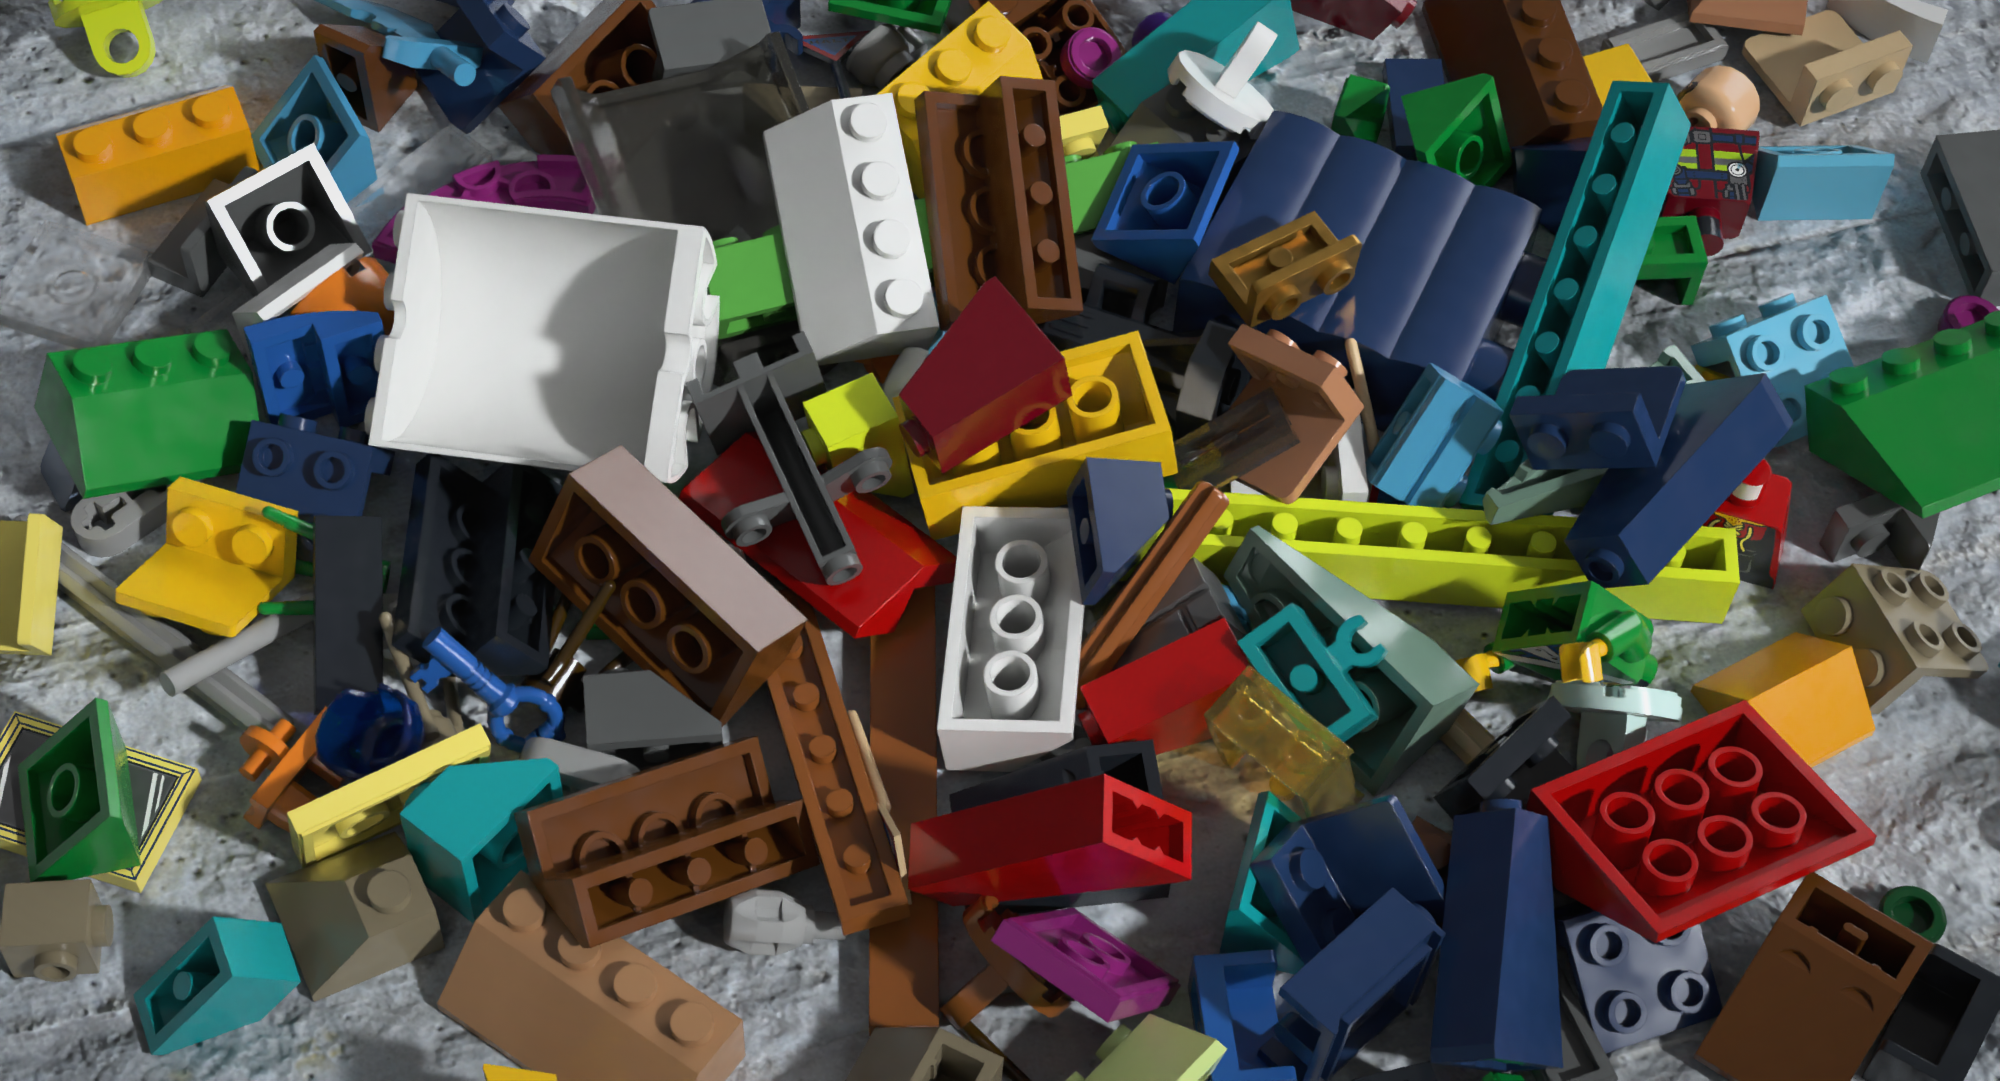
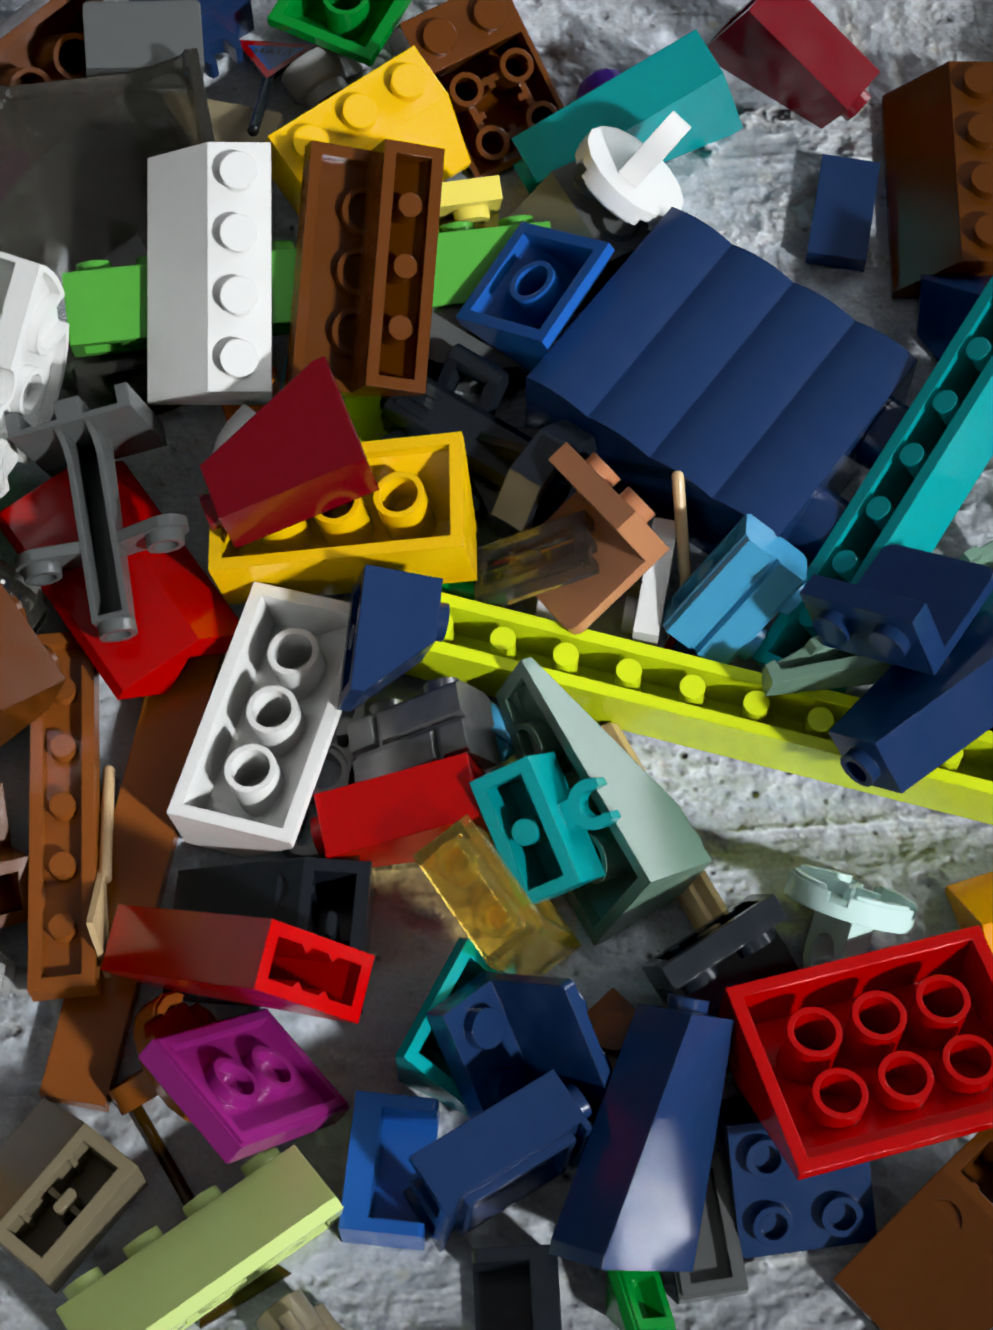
camera: 15 degrees right, 10 degrees up
(854, 420) = (164, 480): neon yellow slope -> none
(1088, 55) = (517, 109): magenta tile -> none
(1149, 582) = (406, 699): dark orange axle -> none
(1285, 269) = (626, 389): pearl gold bracket -> none
(1361, 108) = (776, 217): green slope -> none
(1460, 128) = (860, 259): green slope -> none
(1569, 636) = (823, 826): green torso -> none

